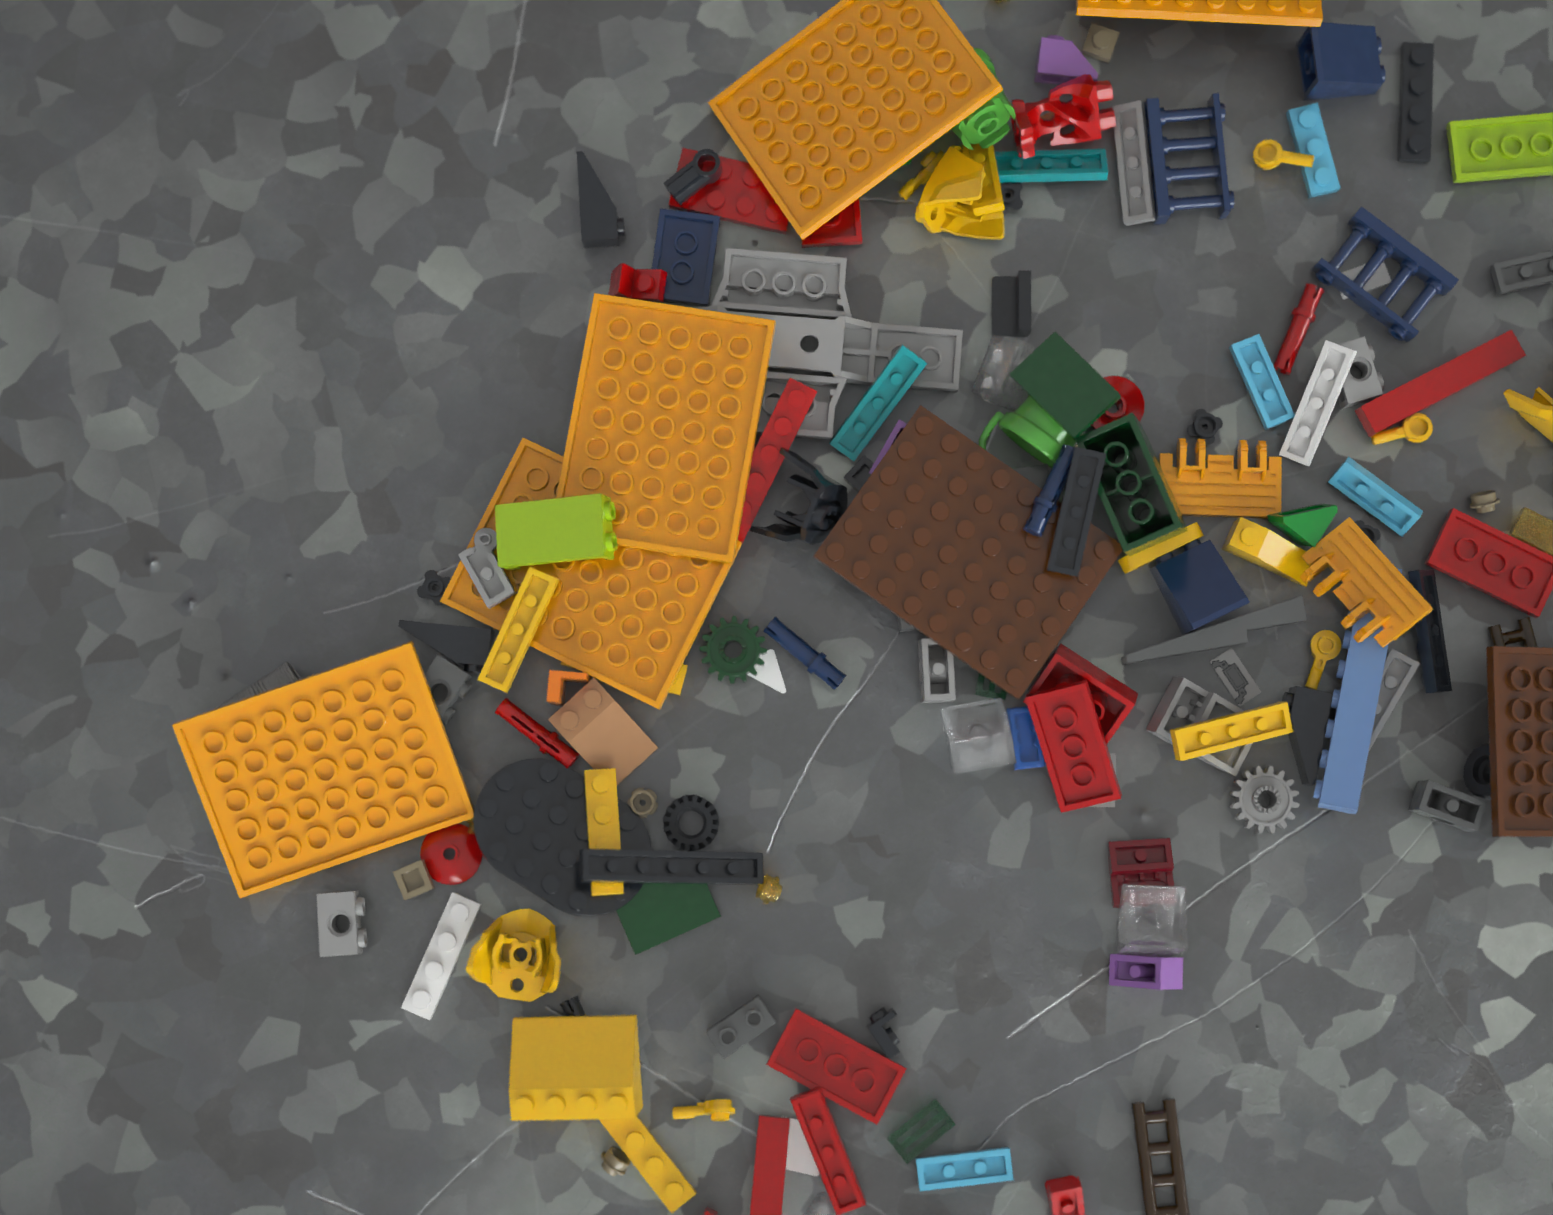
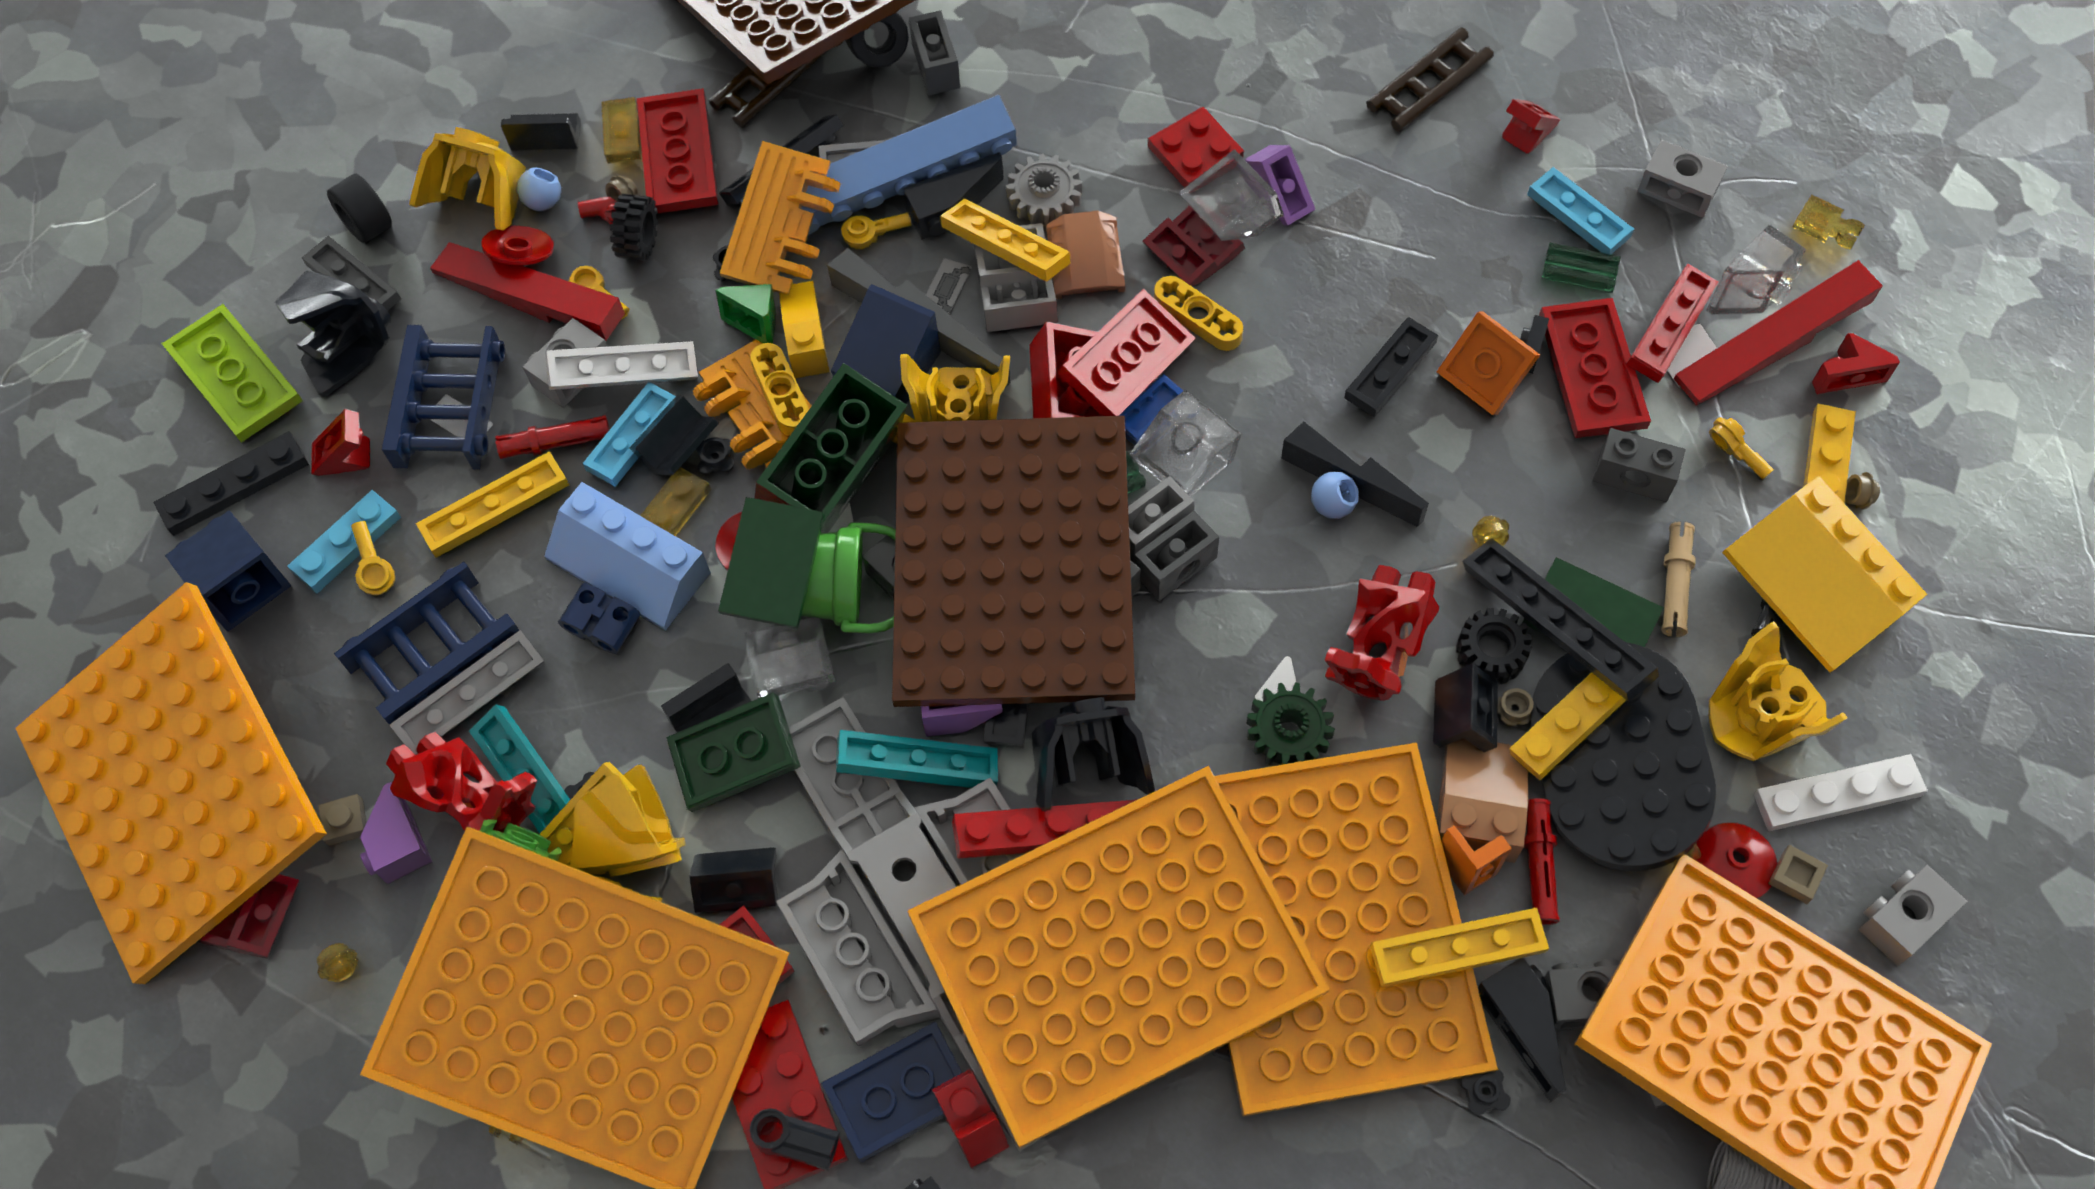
camera: 120 degrees left, 20 degrees down
(484, 570) = (1424, 1035): light grey hinge -> none
(555, 531) = (1327, 978): lime panel -> none
(647, 982) = (1679, 566): none -> tan pin
(662, 768) = (1466, 708): none -> black panel
(745, 770) = (1392, 612): none -> red hips
(813, 660) = (1235, 648): dark blue pin -> none
(869, 806) = (1334, 495): none -> light blue piece
(886, 248) = (733, 879): none -> black panel
(888, 989) = (1488, 363): none -> orange plate
(900, 666) = (1177, 555): none -> dark grey brick
(915, 818) = (1374, 483): none -> black slope
(939, 928) = (1391, 366): none -> black plate
(969, 298) = (733, 752): none -> dark green tile
(1046, 501) = (892, 509): dark blue pin -> none
(1076, 511) = (898, 470): black plate -> none
(1106, 834) = (1203, 327): none -> yellow beam
(1129, 275) = (599, 618): none -> dark blue piece
(1141, 597) = (938, 398): none -> yellow piece
(1165, 319) = (625, 555): none -> light blue slope
(1185, 375) = (676, 501): none -> clear yellow plate
(1185, 788) = (1093, 253): none -> nougat slope
(1202, 487) = (781, 375): none -> yellow beam
(1225, 940) = (1192, 145): none -> red plate
(1235, 406) = (673, 437): none -> black panel
(1270, 259) = (492, 504): none -> yellow plate
(1375, 496) = (681, 274): medium azure plate -> none
(1389, 185) = (341, 447): none -> red slope
(1436, 484) = (634, 227): none -> black tyre
(1477, 482) = (599, 207): none -> red arm
(1491, 402) = (517, 245): none -> red dish
(1494, 226) = (344, 325): none -> black piece
(1526, 441) = (538, 189): none -> light blue piece

